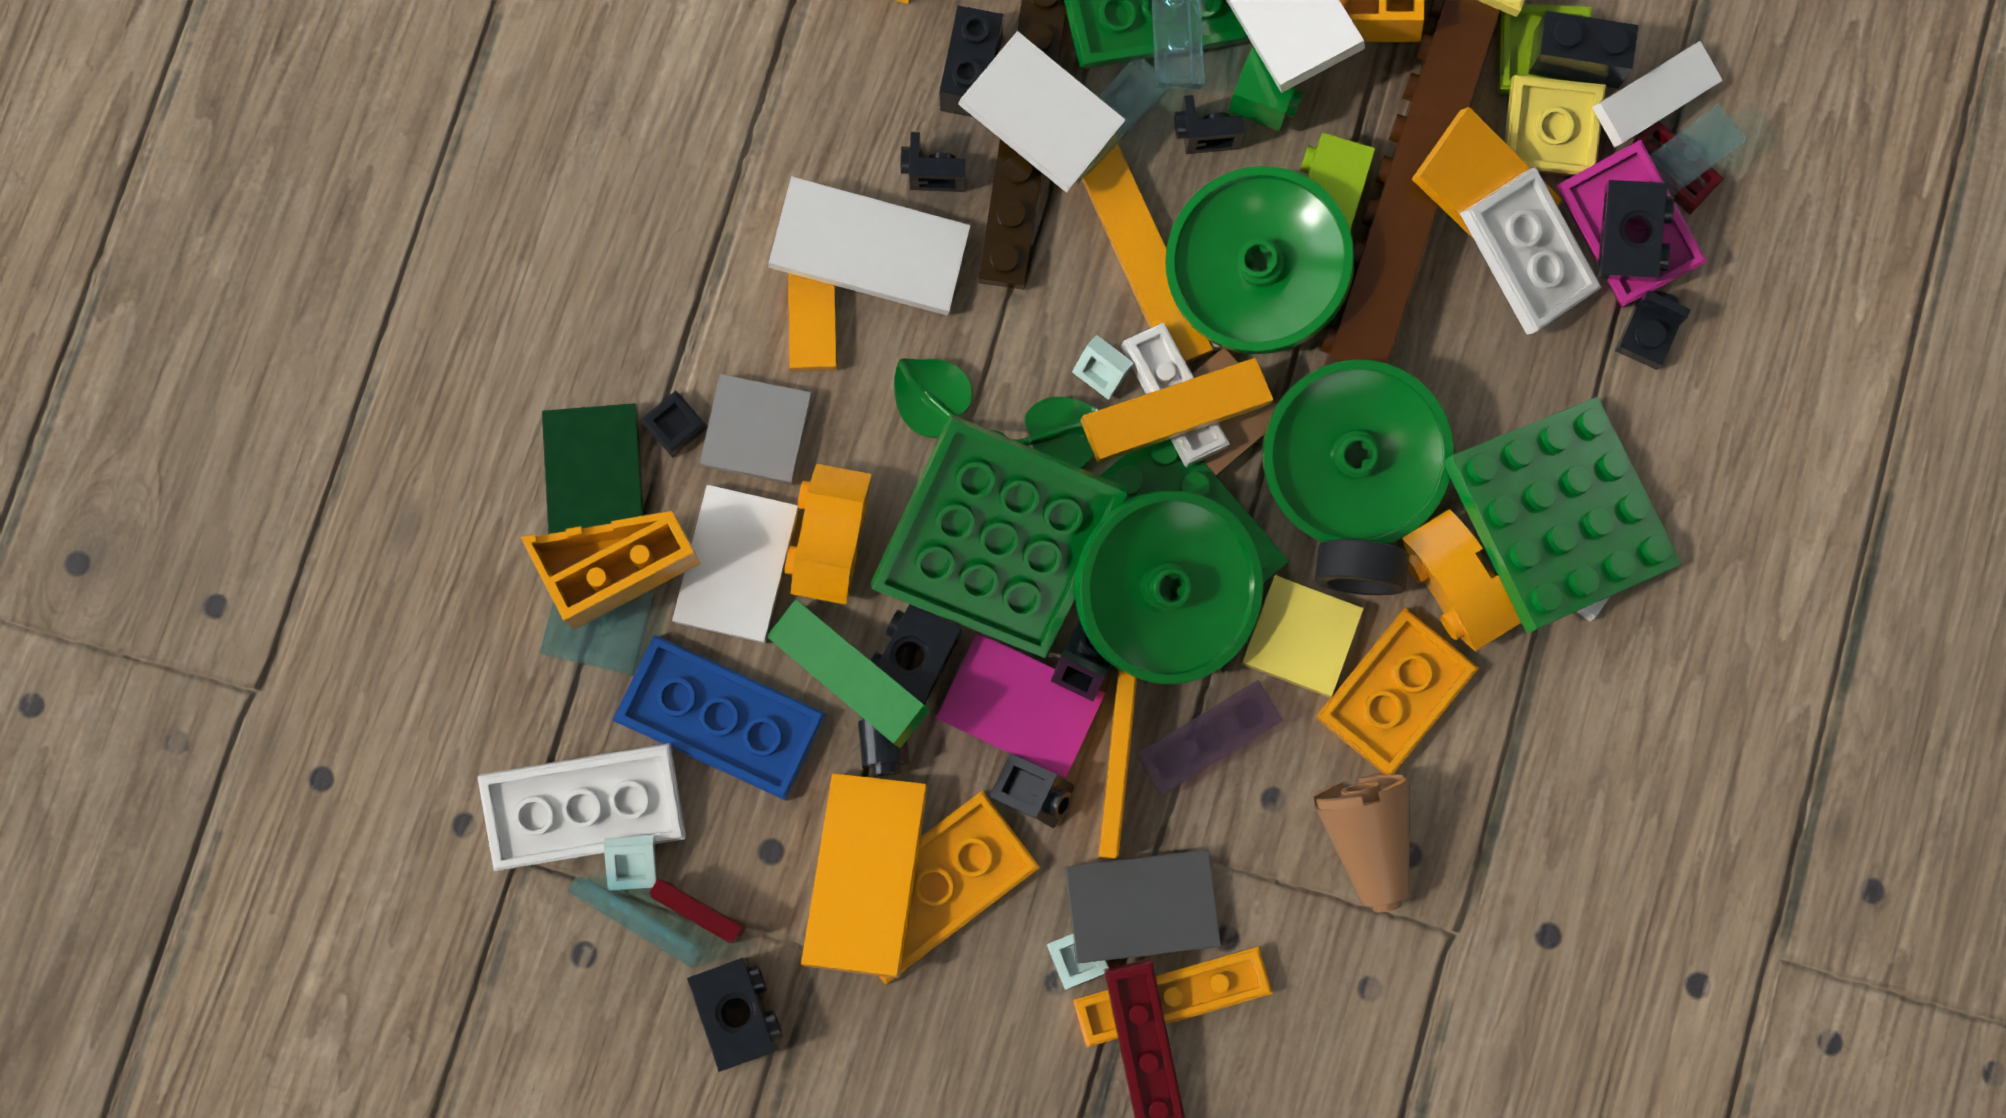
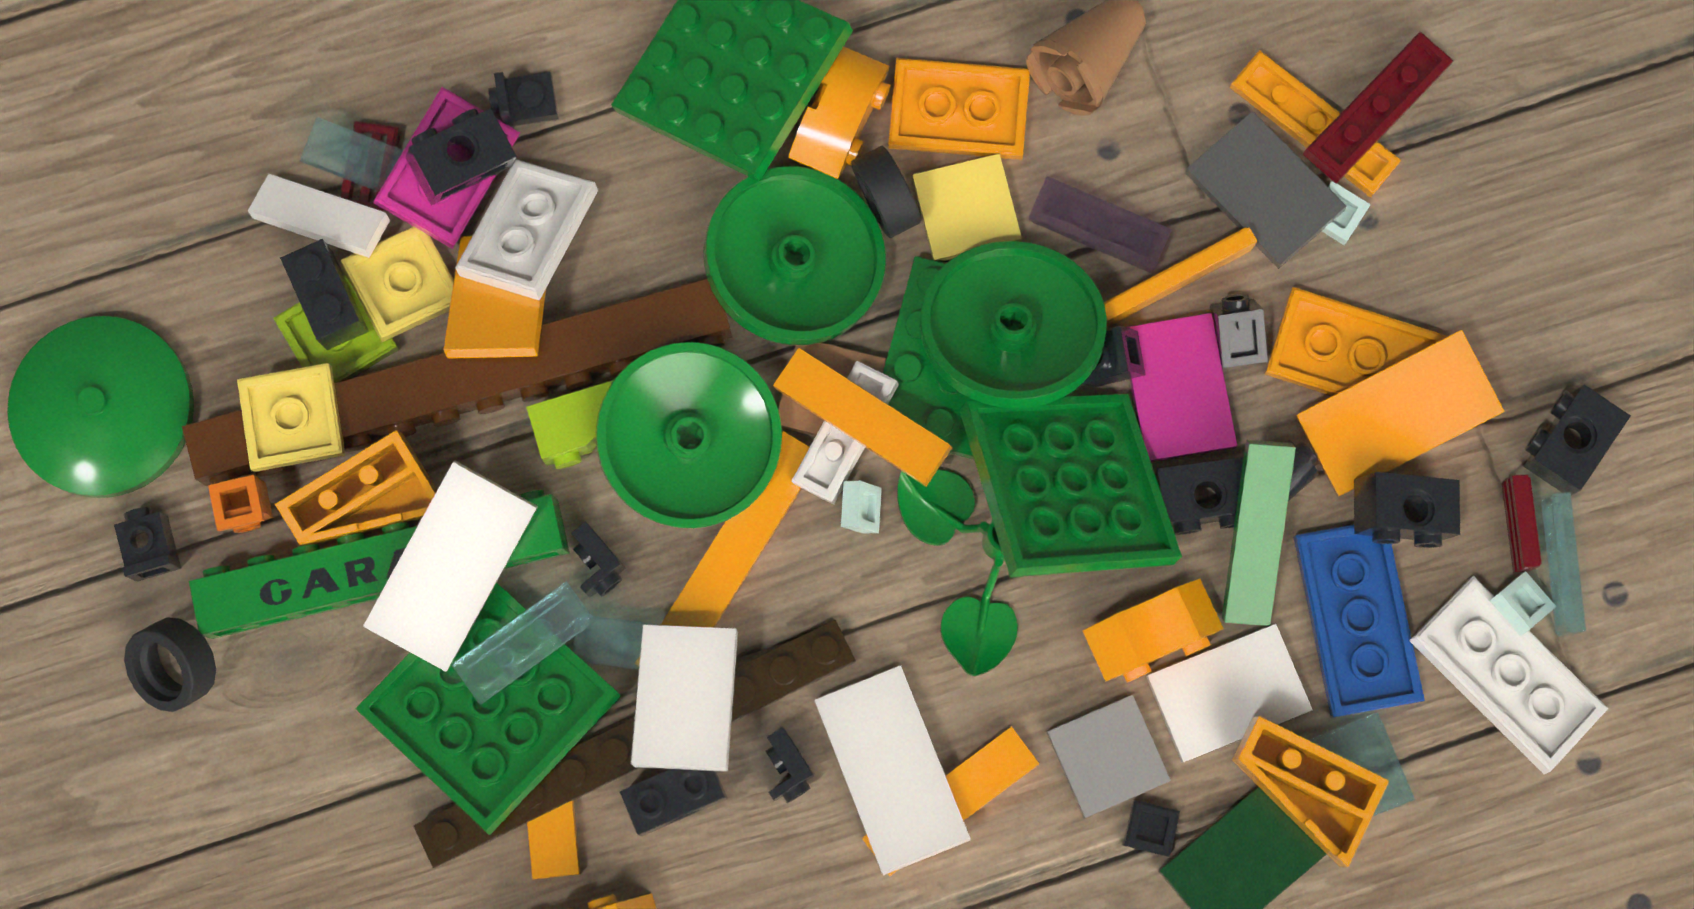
camera: 120 degrees left, 0 degrees up
(768, 844) = (1431, 503): none -> black brick

